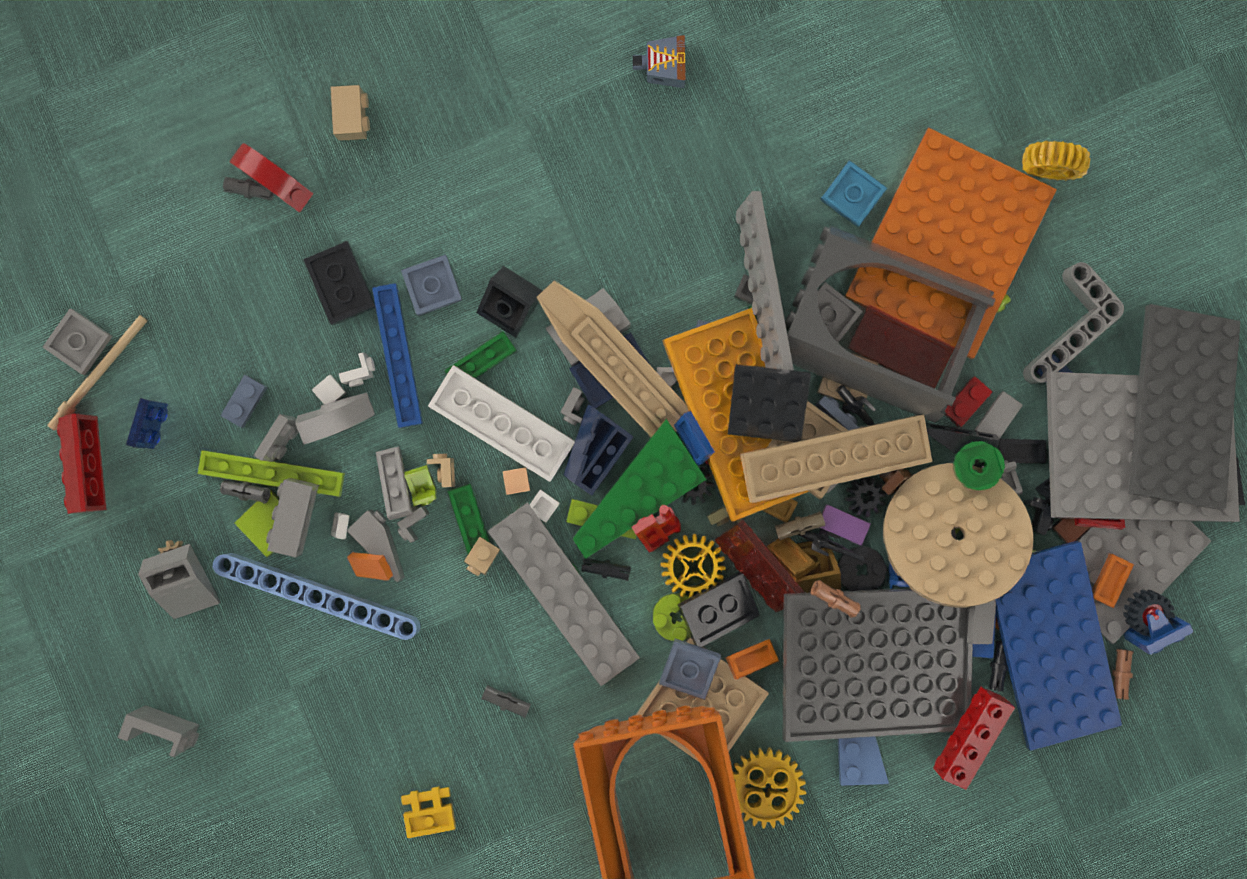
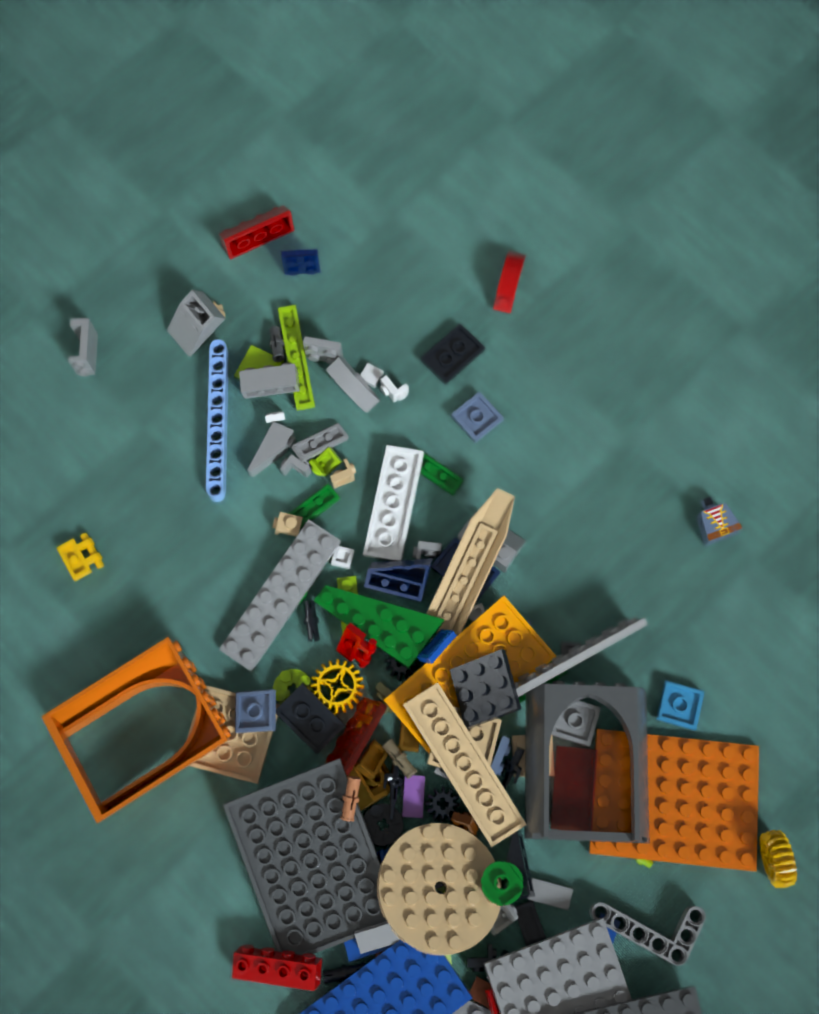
camera: 70 degrees right, 15 degrees down
(68, 407) = (327, 220): tan bar -> none
(77, 341) = (342, 199): light grey plate -> none
(244, 401) = (341, 321): sand blue plate -> none
(247, 188) = (495, 268): dark grey pin -> none
(349, 112) = (579, 316): tan brick -> none
(370, 566) = (252, 447): orange tile -> none
(397, 355) = (415, 412): blue plate -> none
(506, 701) = (183, 583): dark grey pin -> none
(509, 301) = (487, 474): black slope -> none
(516, 481) = (354, 530): light nougat tile -> none
(752, 659) = (279, 760): orange tile -> none
(763, 808) = (198, 805): yellow gear -> none
(860, 762) = (226, 882): medium blue wing -> none
(967, 401) = (552, 862): red plate -> none

